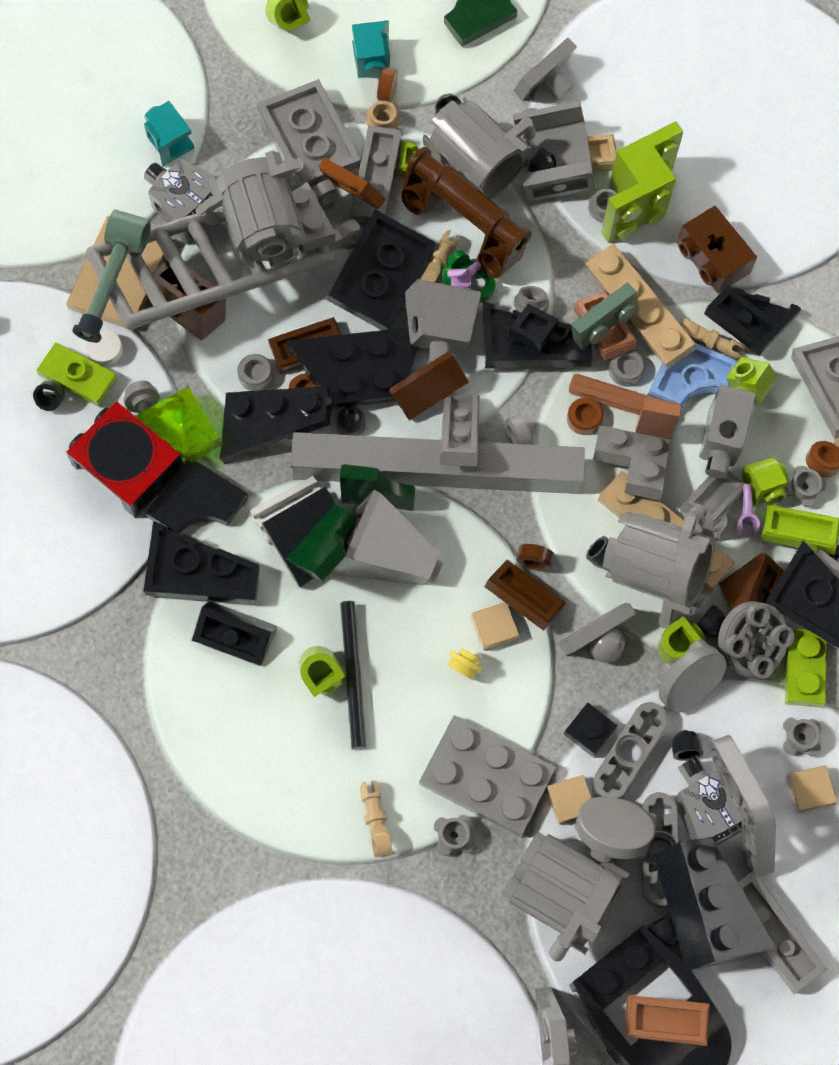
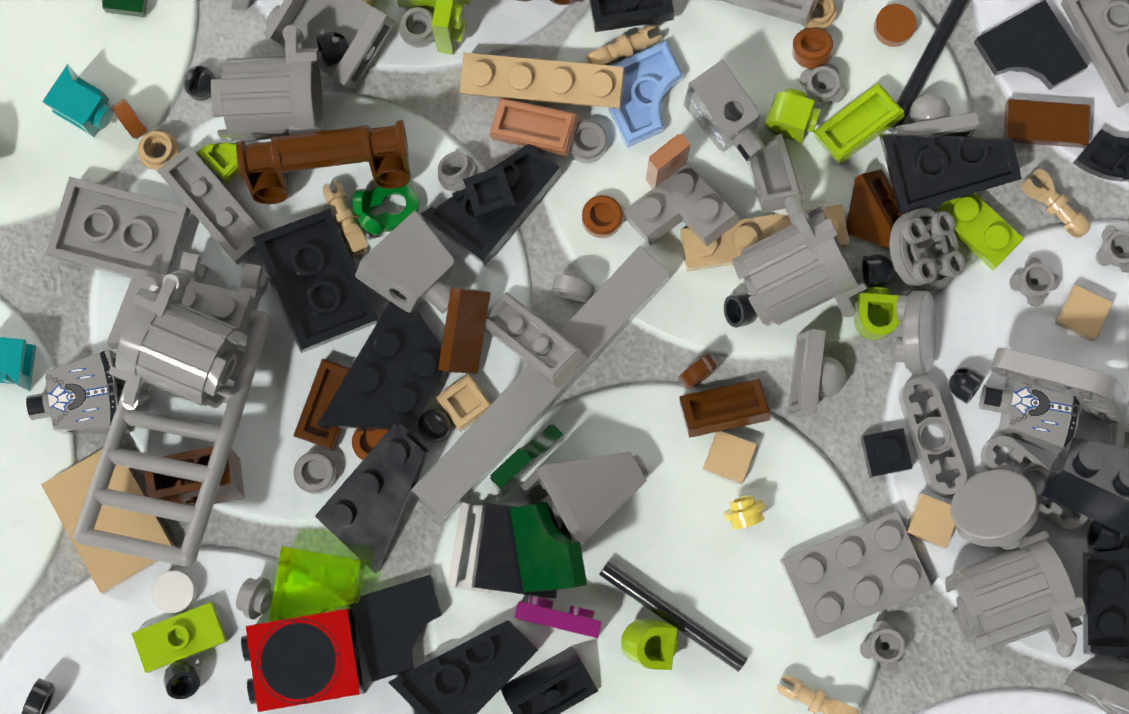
camera: 45 degrees left, 10 degrees up
(127, 235) = (96, 492): sand green piece -> none
(295, 610) = (540, 612): none -> magenta plate
(351, 183) = (209, 237): dark orange tile -> none
(383, 423) = (464, 402): none -> tan tile
(462, 277) = (387, 217): lavender hand -> none
(596, 322) = (536, 106): sand green plate -> none
(607, 393) = (609, 172): nougat axle -> none
(747, 513) = (807, 155): lavender hand -> none
(753, 377) = (692, 47): lime plate -> none

